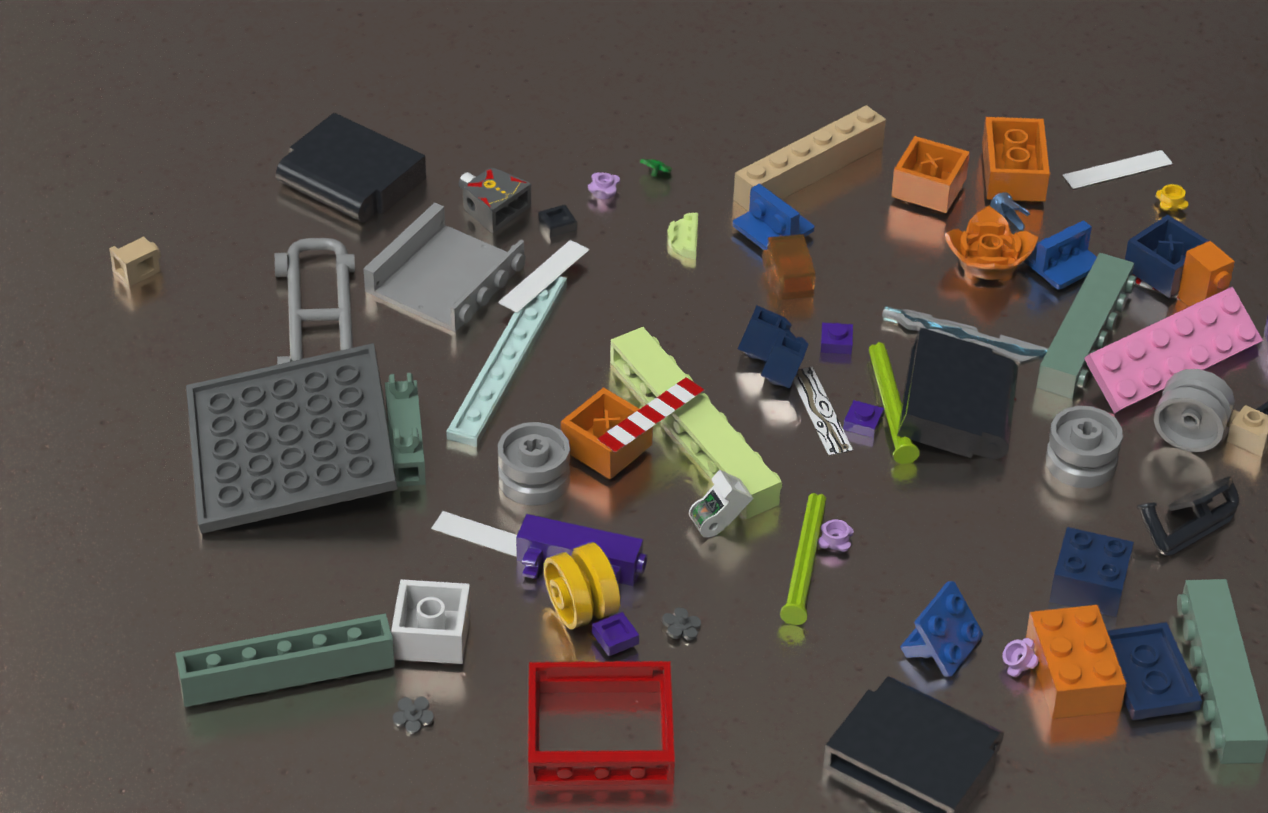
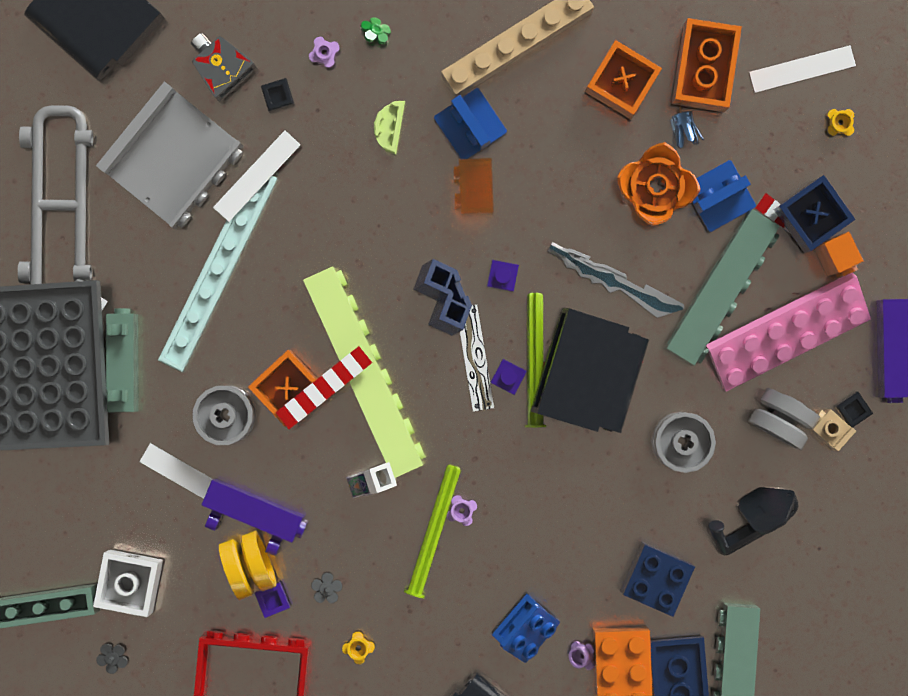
camera: 10 degrees right, 45 degrees up
(733, 674) = (358, 655): none -> yellow plate

